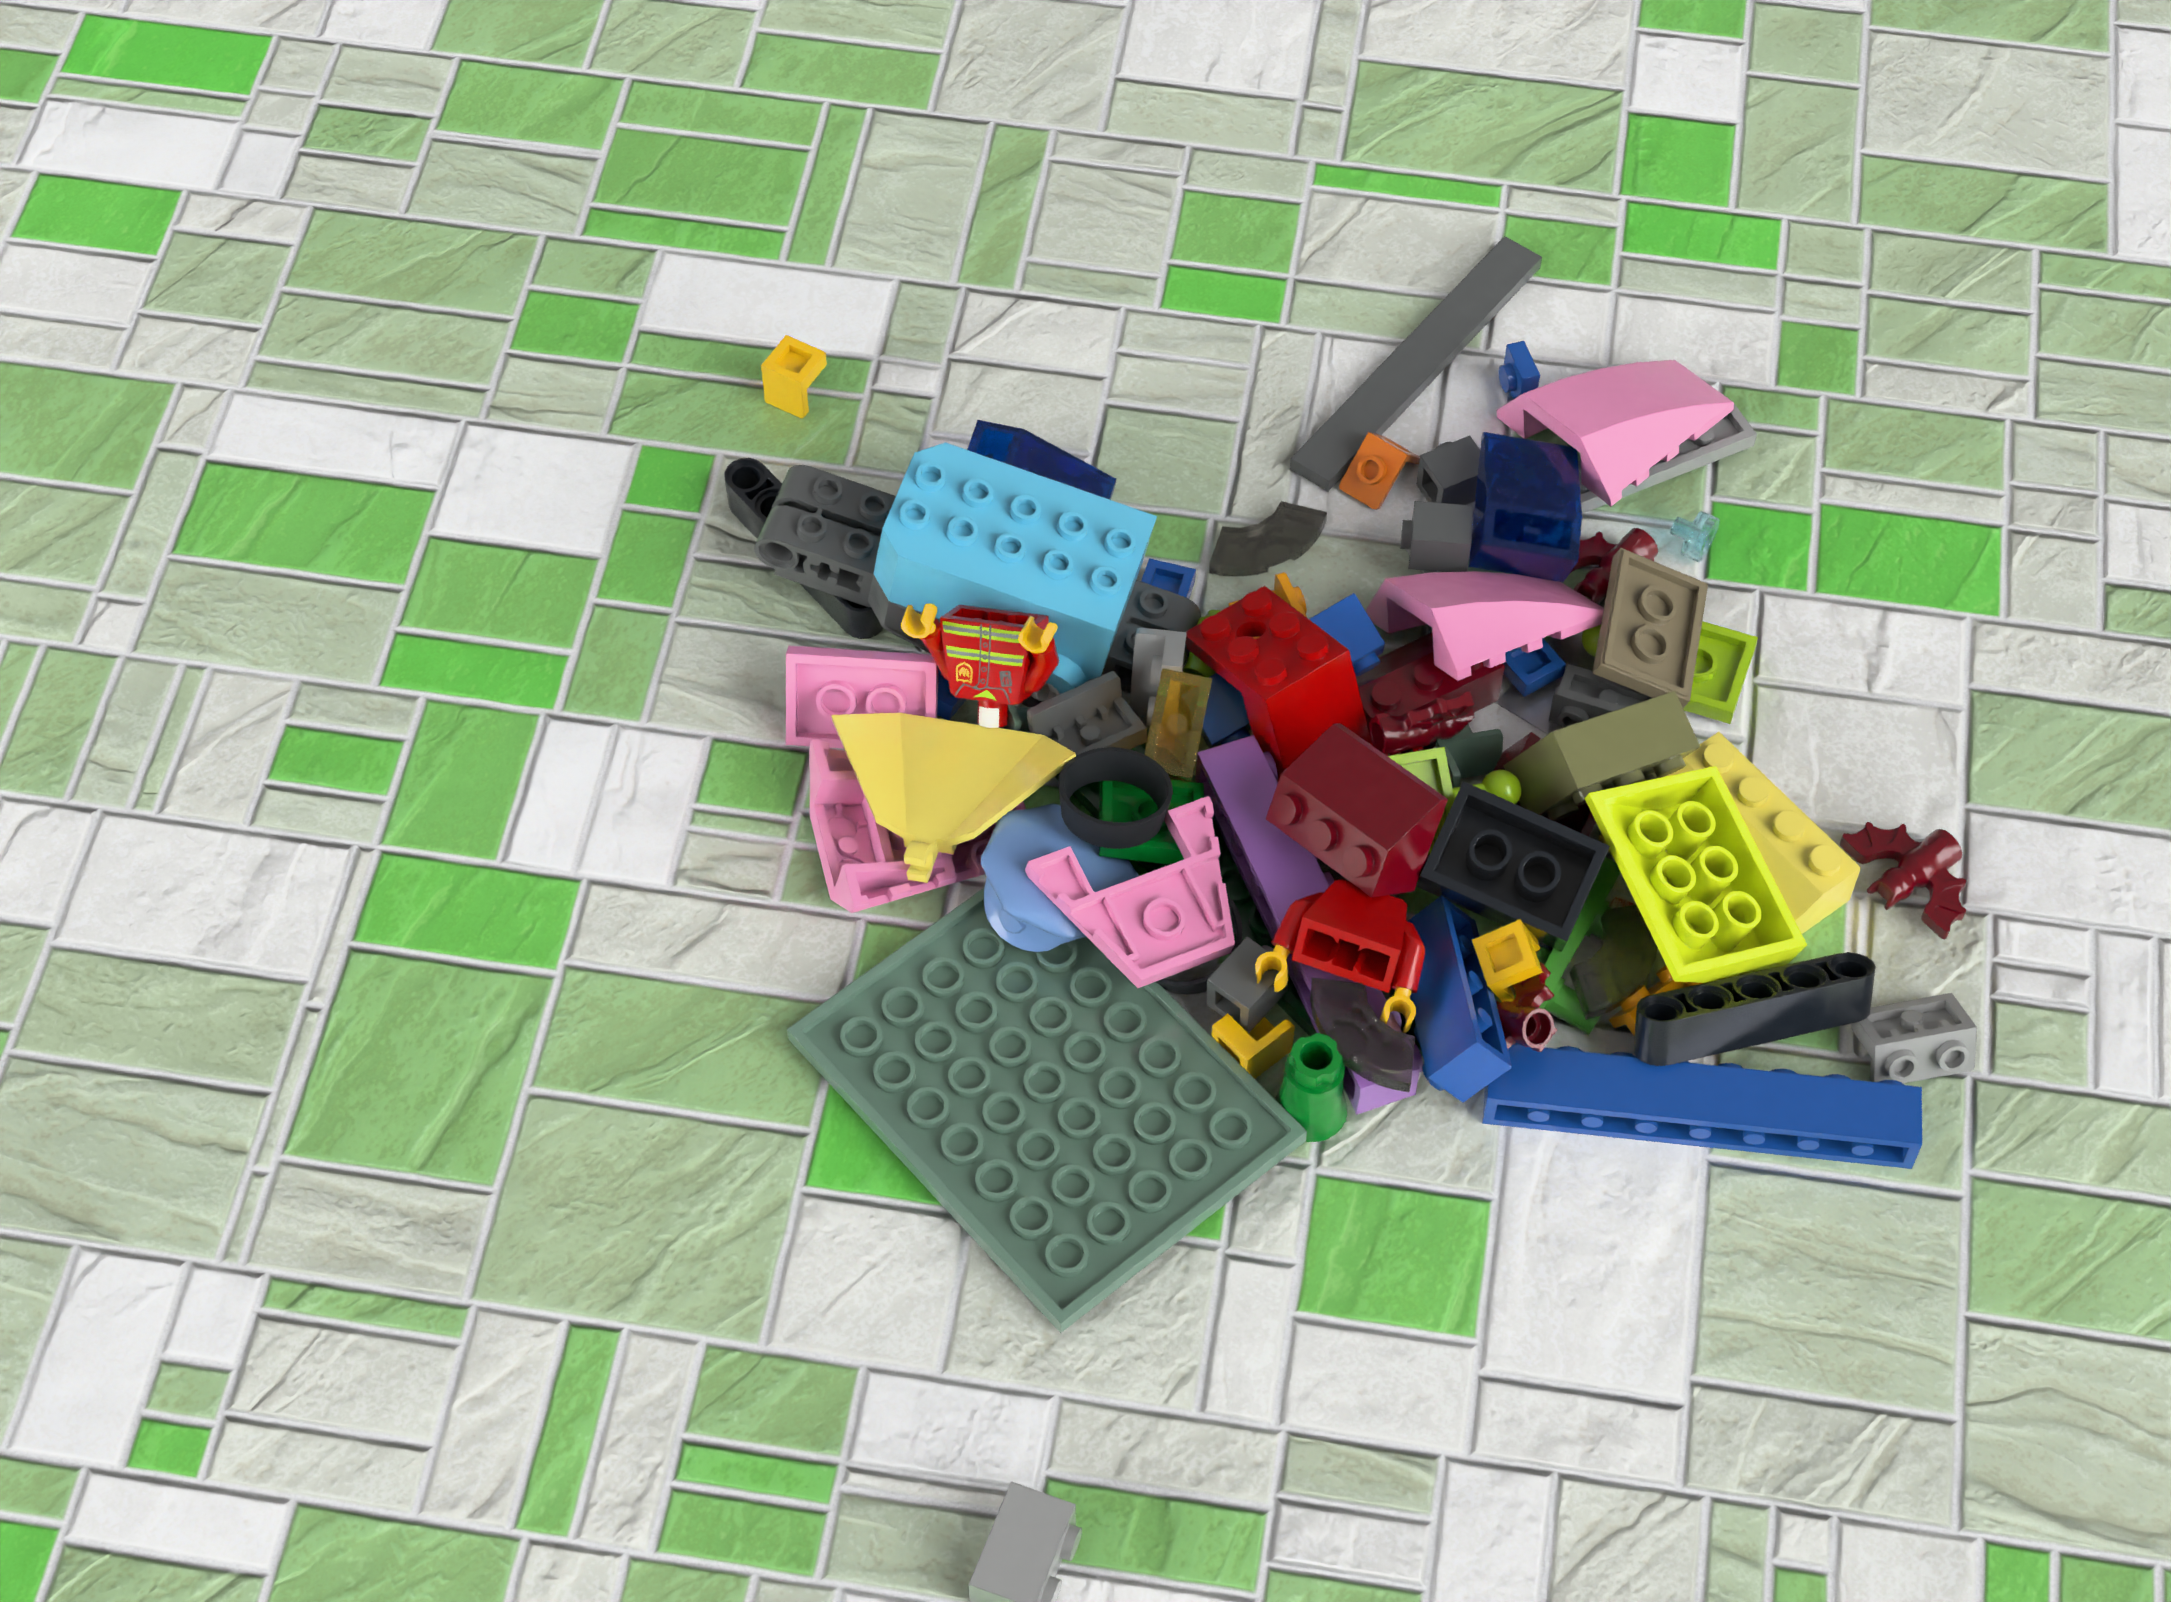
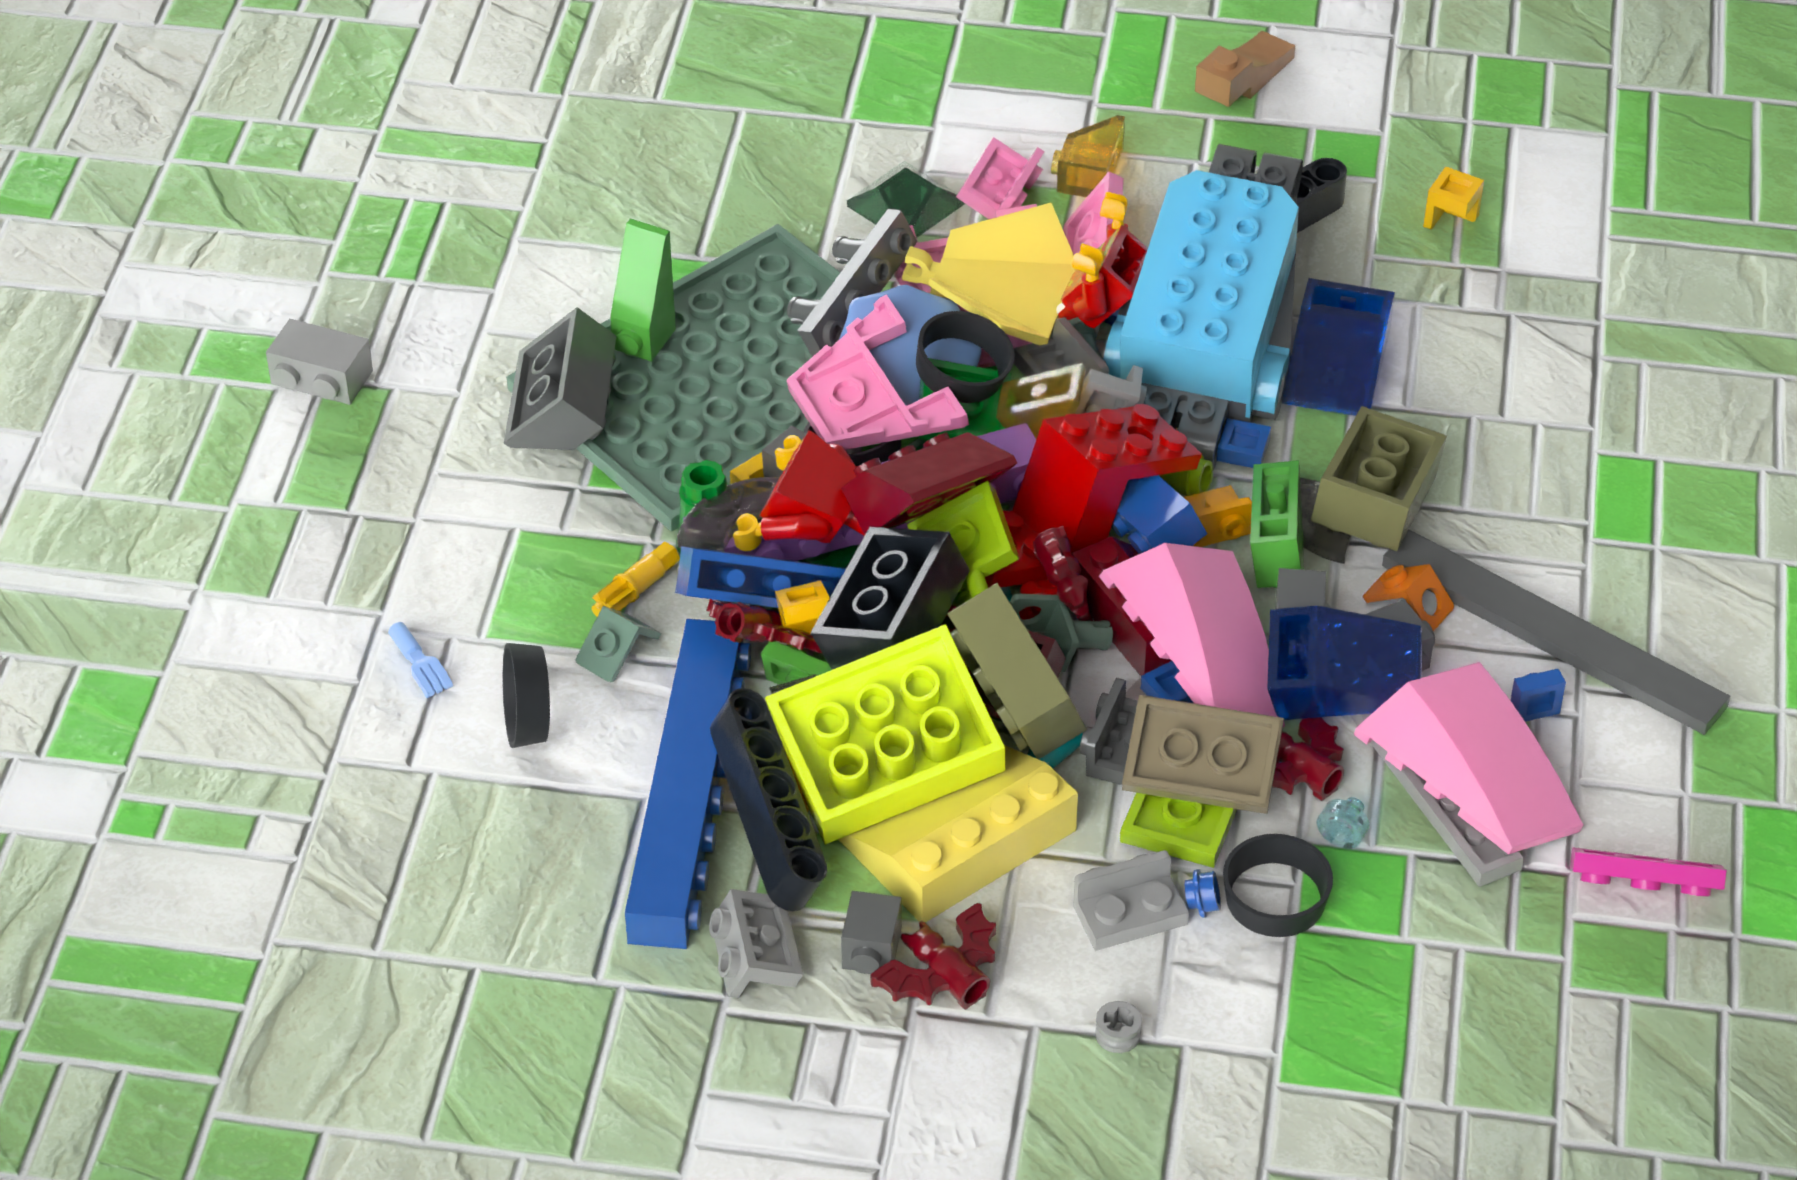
camera: 90 degrees right, 10 degrees down
(529, 553) = (1244, 70): none -> medium nougat slope
(686, 704) = (1088, 156): none -> clear yellow slope
(718, 794) = (999, 179): none -> bright pink bracket
(730, 903) = (911, 191): none -> clear green slope
(936, 900) = (867, 271): none -> dark grey plate
(990, 1137) = (643, 292): none -> bright green slope
(1108, 1247) = (562, 385): none -> dark grey slope
(1247, 462) = (1378, 478): none -> olive brick
(1312, 555) = (1276, 521): none -> bright green slope
(1394, 1173) = (636, 579): none -> yellow piece
(1496, 1184) = (611, 642): none -> sand green bracket
(1540, 1394) = (425, 669): none -> light blue piece
(1627, 1282) = (525, 694): none -> black tyre
(1729, 316) = (1647, 871): none -> dark pink plate
(1789, 559) = (1280, 850): none -> black tyre
(1795, 654) = (1203, 892): none -> plate
(1814, 717) = (1128, 900): none -> light grey bracket
(1894, 930) = (870, 931): none -> dark grey brick
(1971, 719) = (1108, 1017): none -> light grey bush

